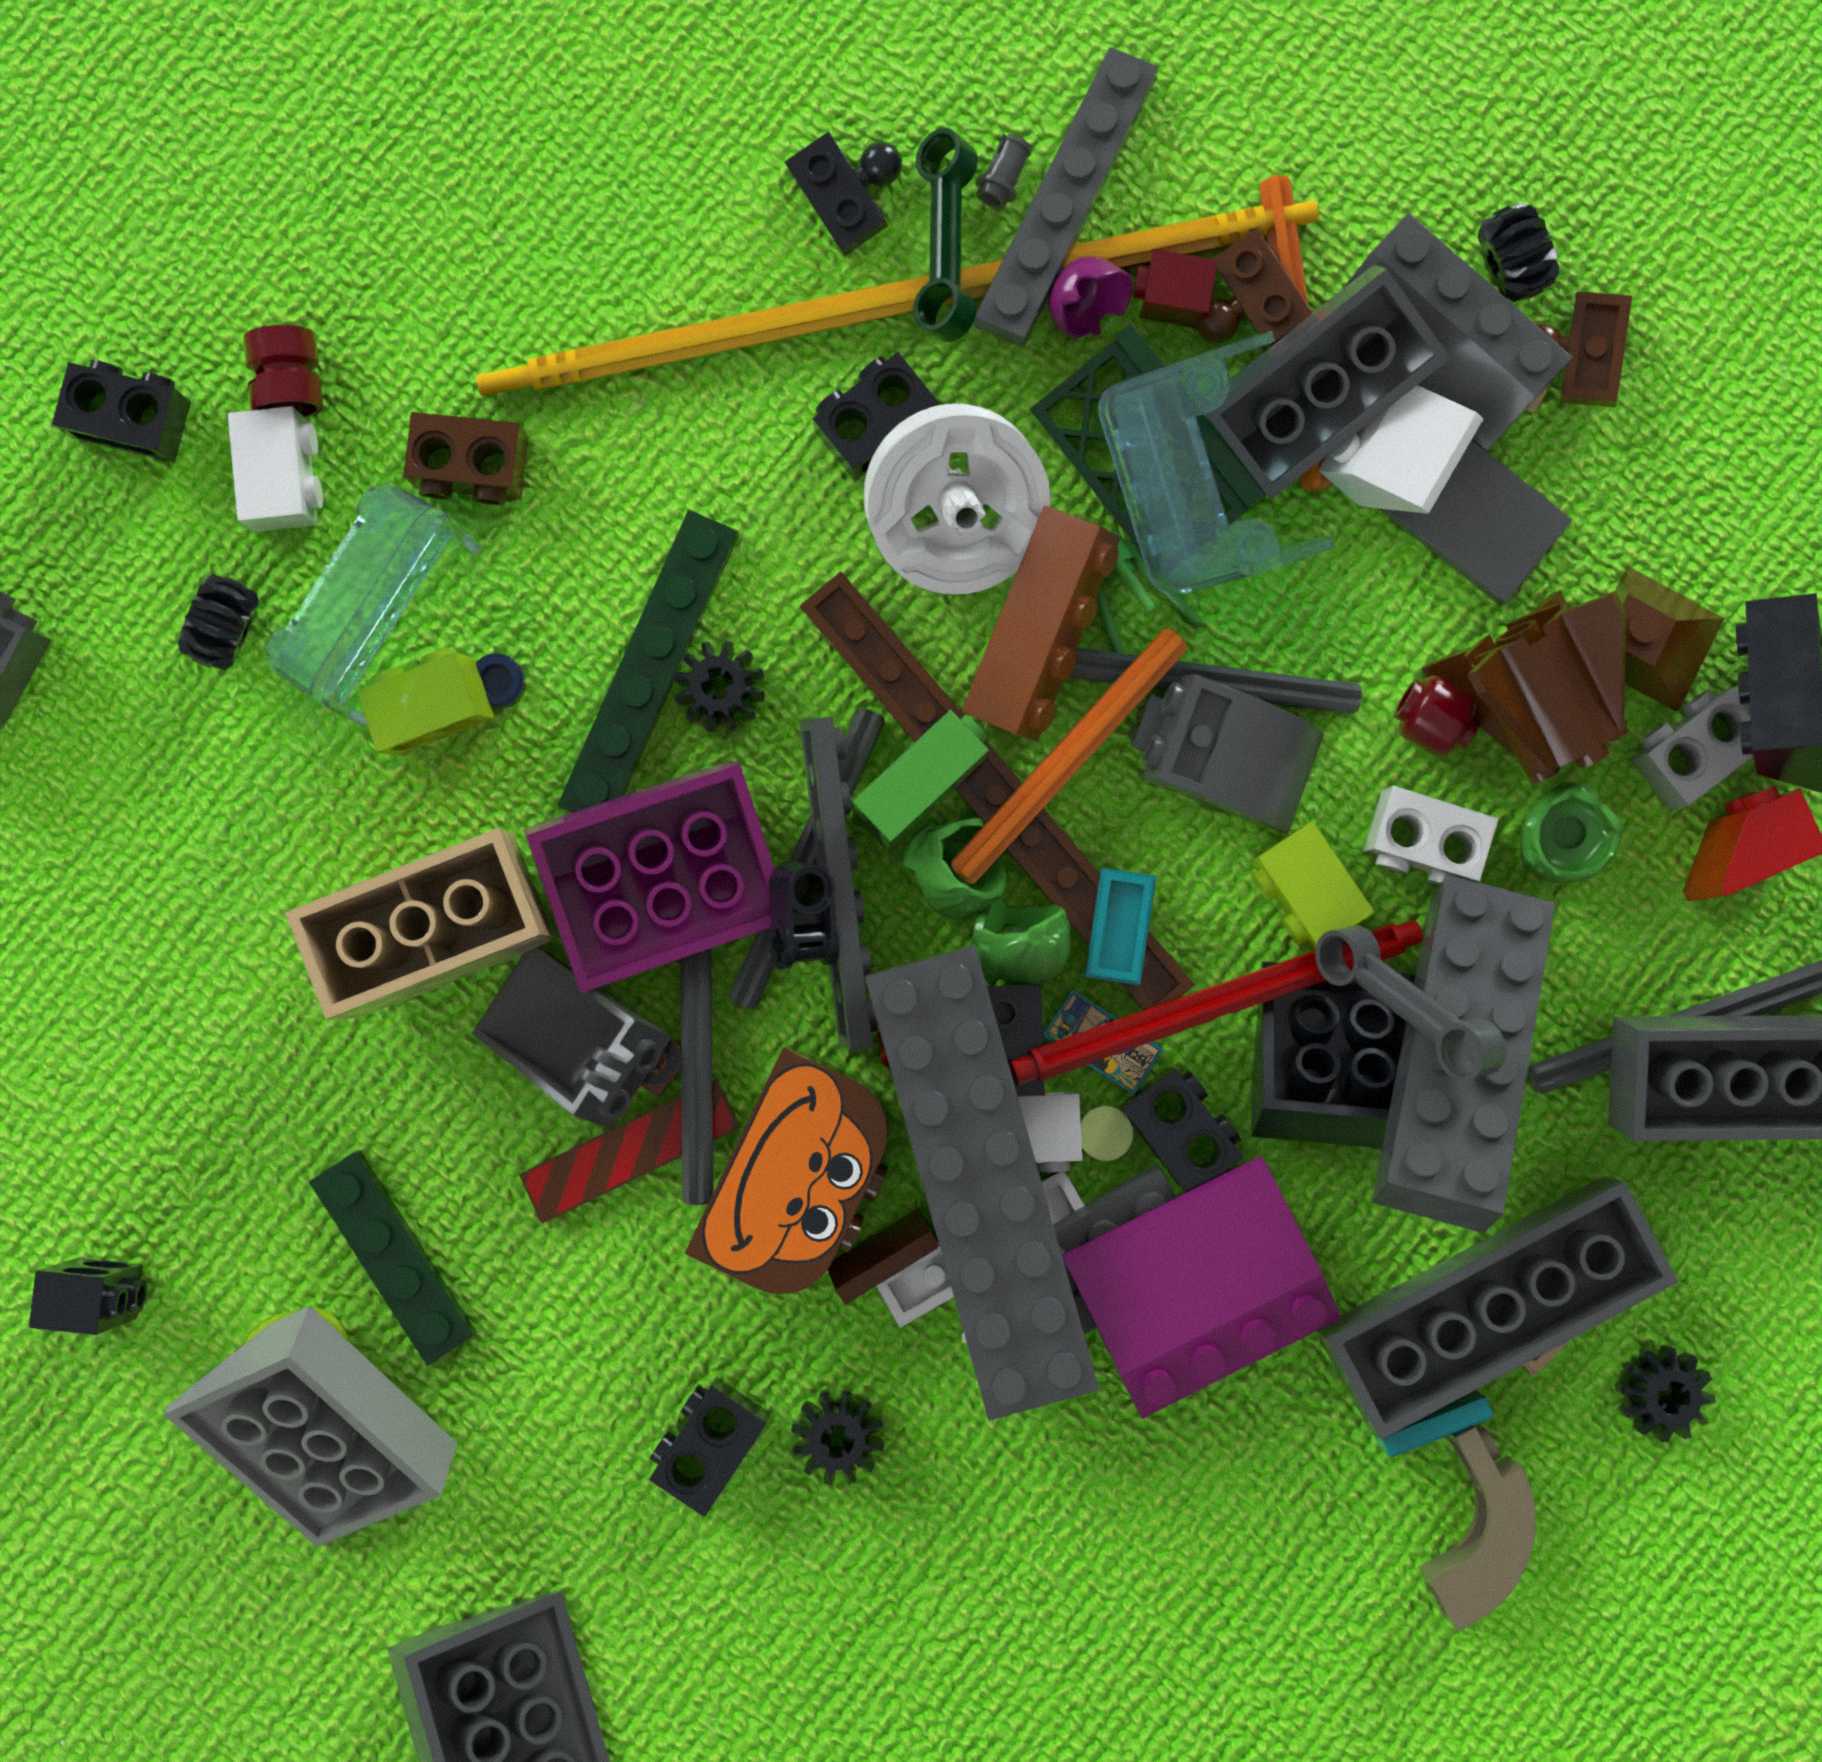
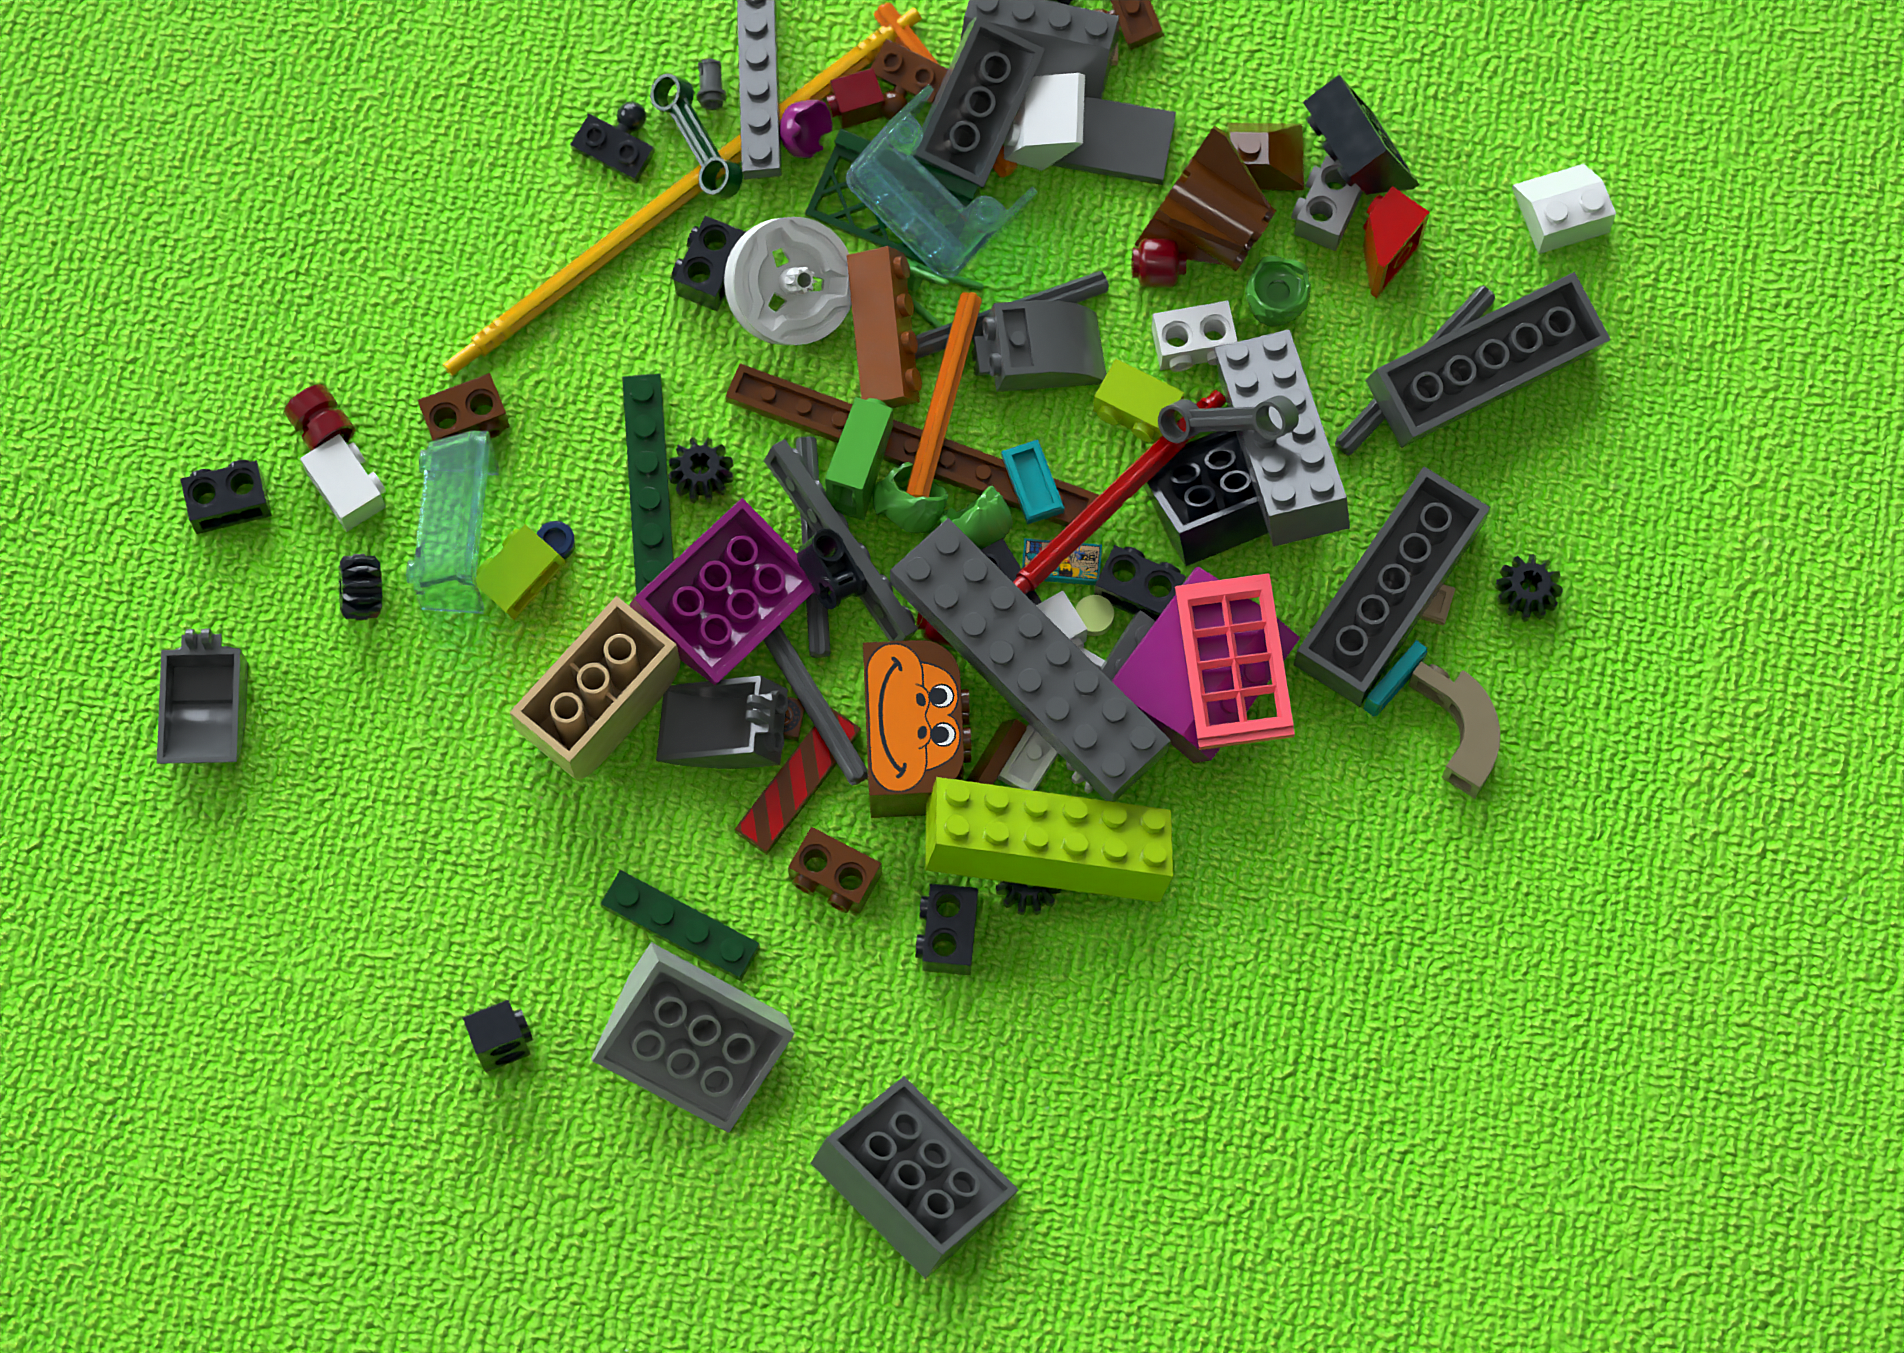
camera: 30 degrees left, 15 degrees down
(623, 1288) = (841, 862): none -> reddish brown brick
(880, 1421) = (1048, 840): none -> lime brick
(1201, 1421) = (1243, 731): none -> coral piece

